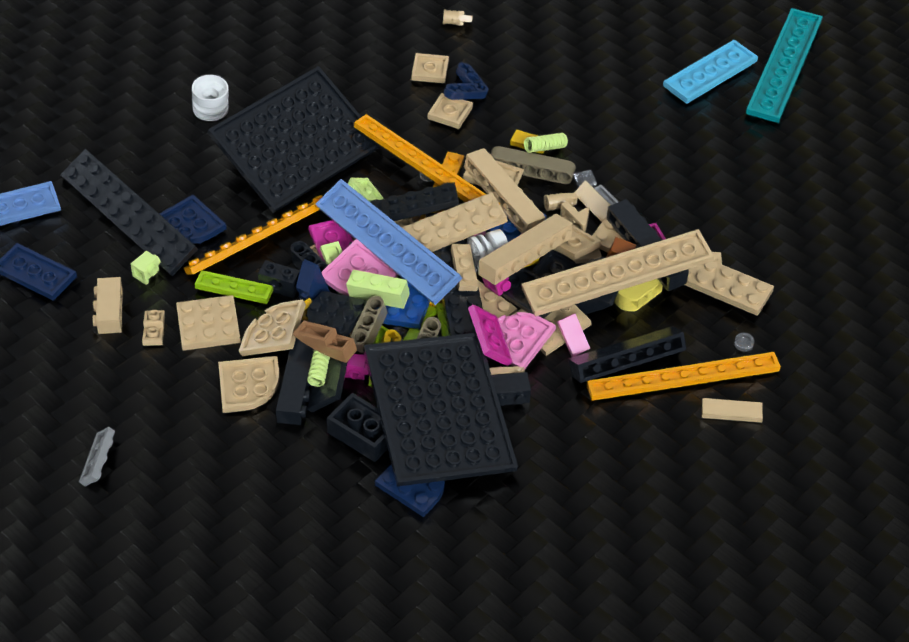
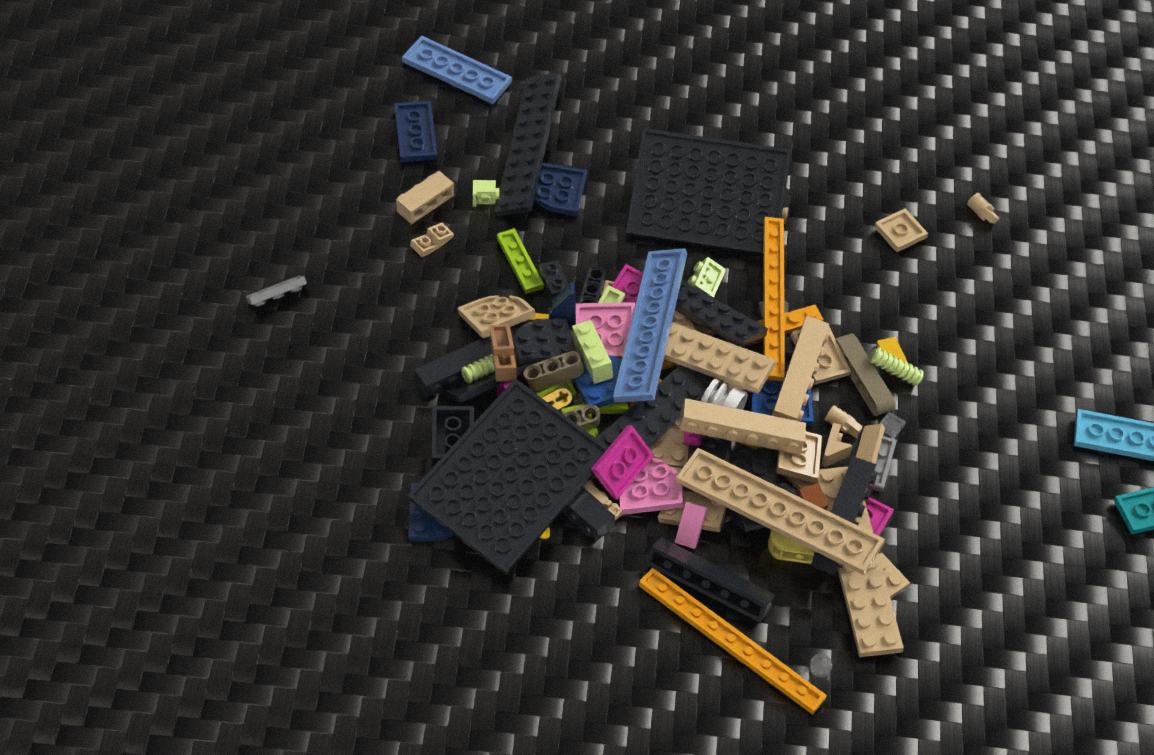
camera: 50 degrees right, 5 degrees up
(208, 322) = (470, 269): tan plate -> none
(210, 97) = (697, 109): white wheel -> none
(248, 382) = (431, 334): tan plate -> none
(257, 234) = (588, 238): light orange plate -> none
(450, 111) = (865, 276): tan plate -> none
(464, 266) = (672, 403): tan plate -> none
(472, 85) = (907, 273): dark blue beam -> none
(732, 410) = (729, 702): tan tile -> none

